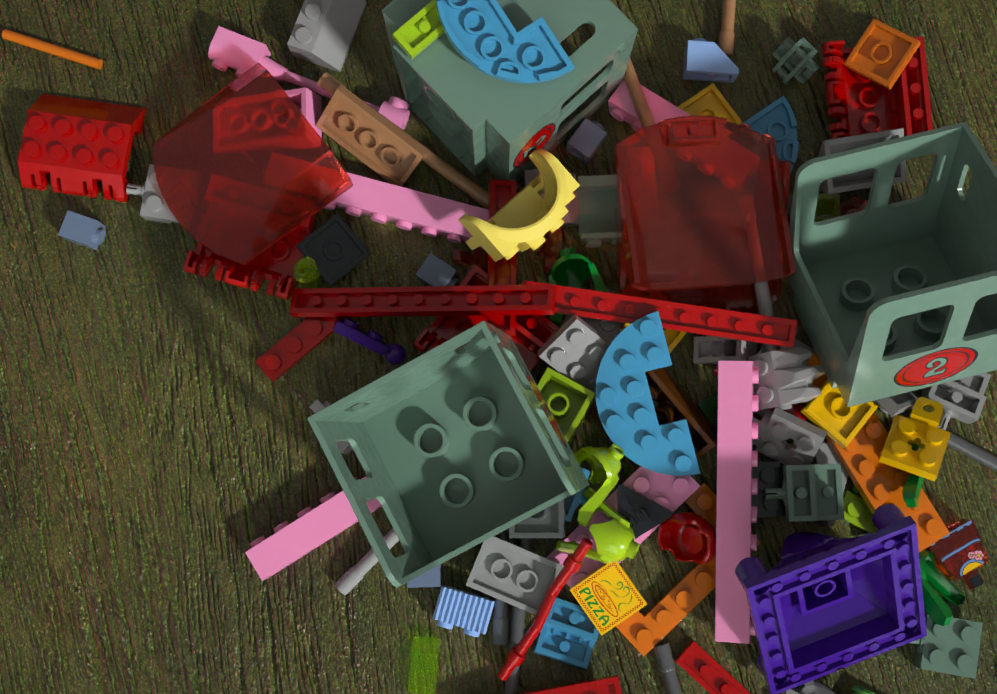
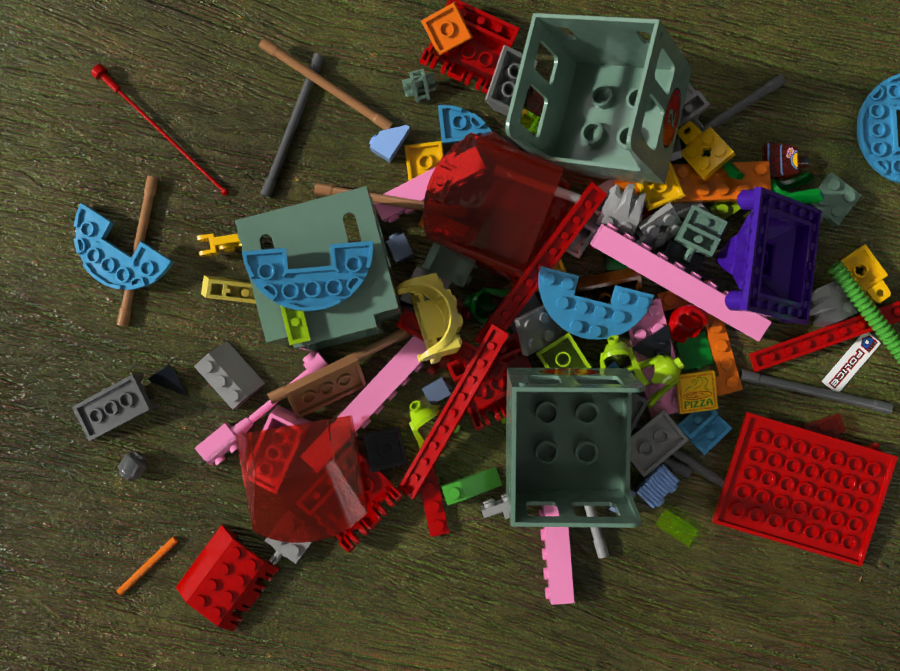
camera: 65 degrees left, 5 degrees up
(82, 230) = (285, 606): sand blue brick -> none
(307, 272) = (391, 474): clear neon green plate -> none
(334, 369) = (471, 485): none -> bright green slope
(372, 340) = (456, 456): dark purple plate -> none
(401, 268) = (420, 414): none -> lime piece
(571, 565) = (668, 405): red bar -> none
(657, 570) = (695, 352): none -> green piece

